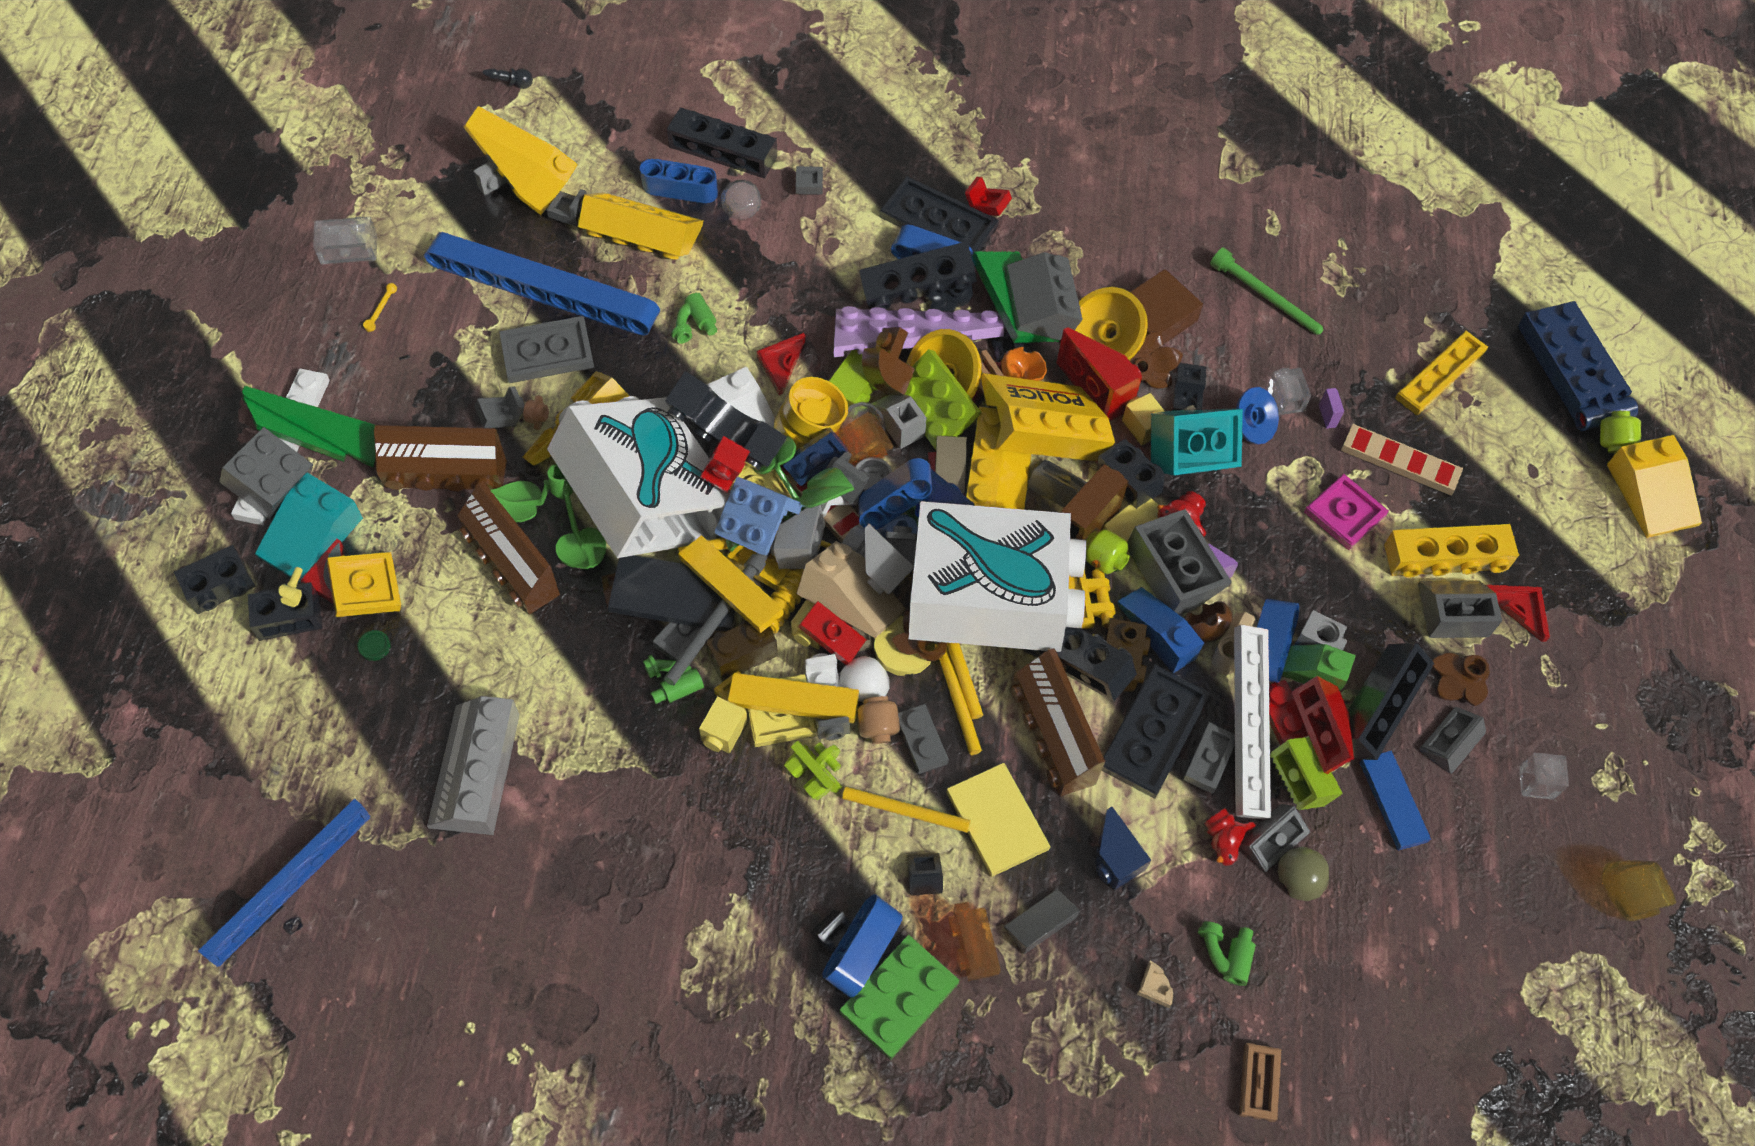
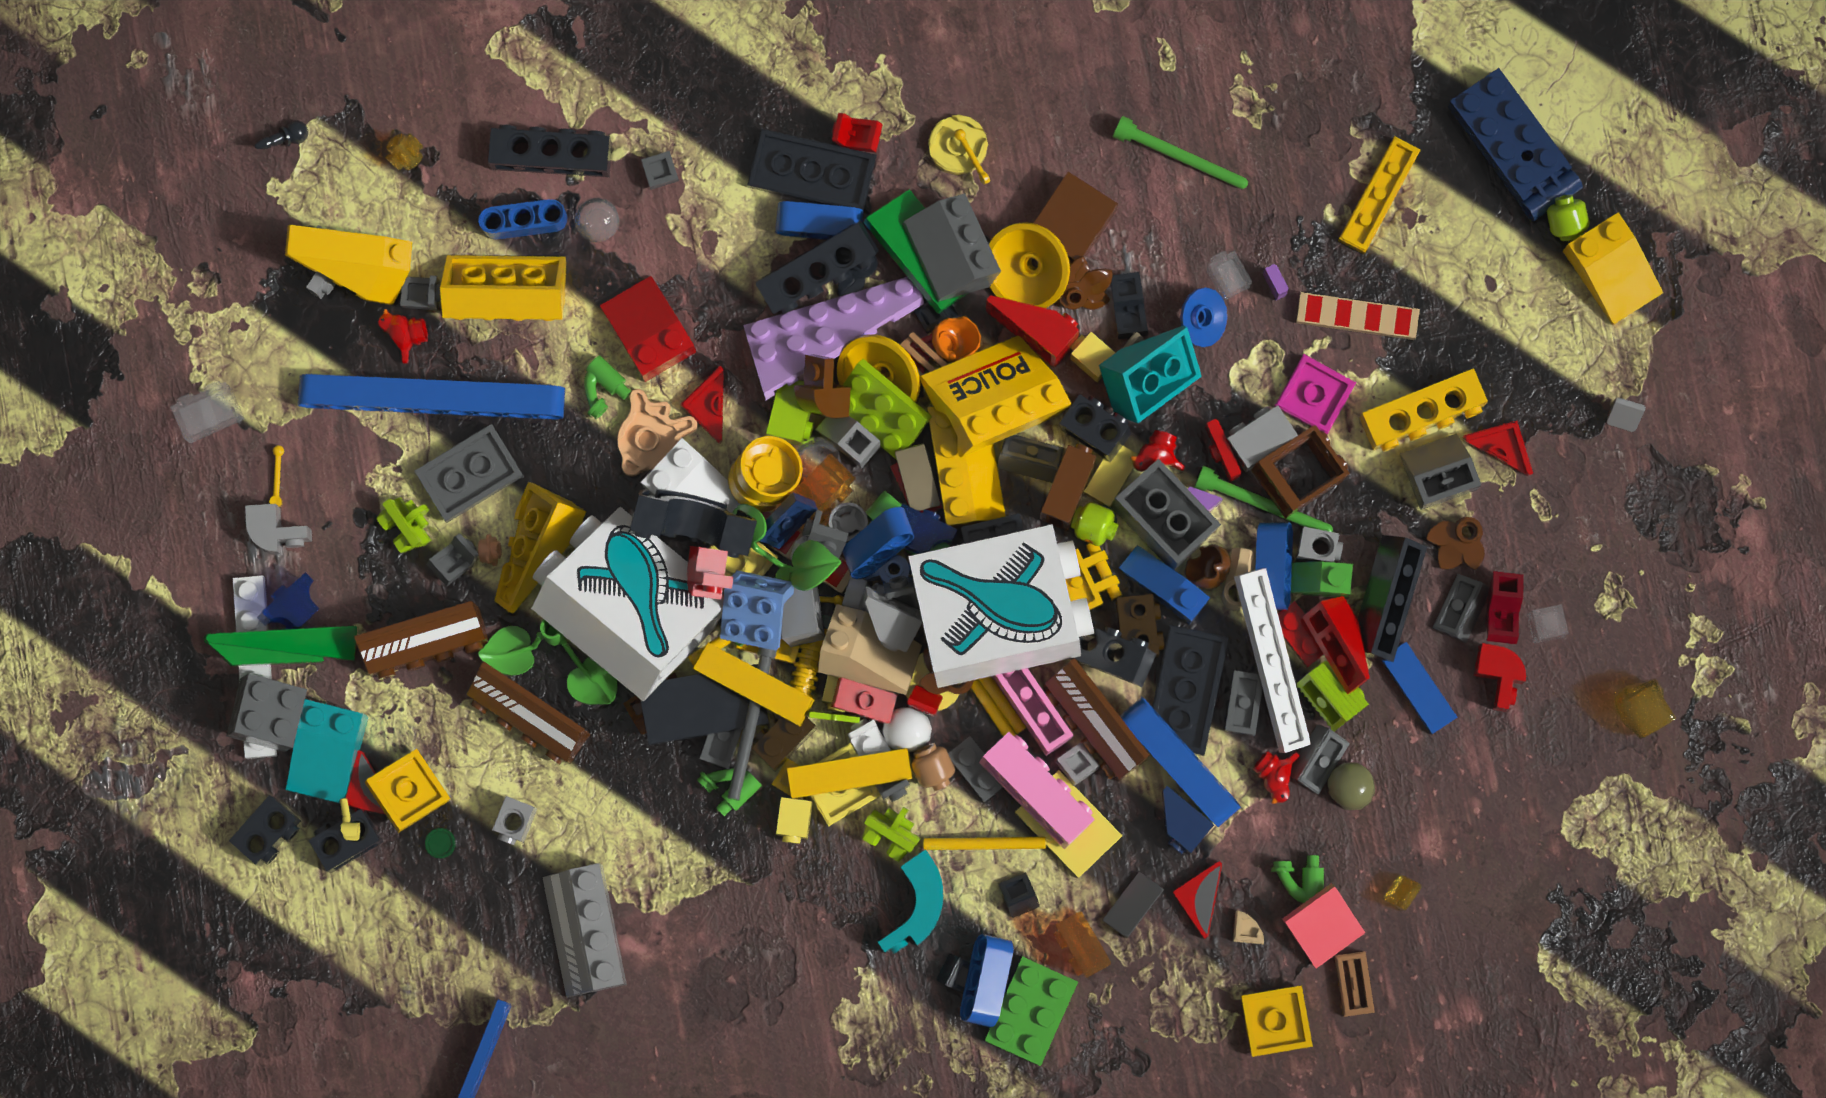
camera: 10 degrees left, 20 degrees up
(337, 395) = (291, 605): none -> clear blue brick
(353, 342) = (265, 529): none -> light grey brick
(452, 630) = (509, 807): none -> light grey brick
(475, 366) = (409, 520): none -> lime hips
(541, 231) = (404, 331): none -> red animal
(602, 108) = (404, 151): none -> clear yellow gear
(721, 359) = (649, 433): none -> light nougat tile
(753, 291) = (648, 328): none -> red slope
(796, 638) = (833, 716): none -> lime piece
(824, 855) = (929, 902): none -> teal arch
(890, 657) = (924, 701): none -> red slope
(977, 770) = (1037, 789): none -> bright pink brick
(997, 693) = (1034, 709): none -> bright pink brick
(1024, 762) = (1077, 764): none -> light grey plate
(1072, 234) = (949, 152): none -> light yellow tile
(1088, 258) = (960, 135): none -> yellow hinge
(1113, 934) = (1199, 897): none -> tile
(1134, 793) = (1180, 762): none -> blue beam
(1165, 1093) = (1276, 1021): none -> yellow plate
(1227, 546) = (1209, 480): none -> bright green piece
(1242, 1005) = (1323, 925): none -> coral tile
(1246, 528) = (1221, 450): none -> red plate
(1288, 526) = (1260, 437): none -> light grey brick
(1297, 574) = (1277, 486): none -> reddish brown window
(1335, 999) = (1402, 892): none -> clear yellow slope
(1490, 804) = (1501, 665): none -> red brick
(1501, 743) = (1503, 607): none -> dark red brick
(1652, 611) = (1625, 414): none -> light grey slope

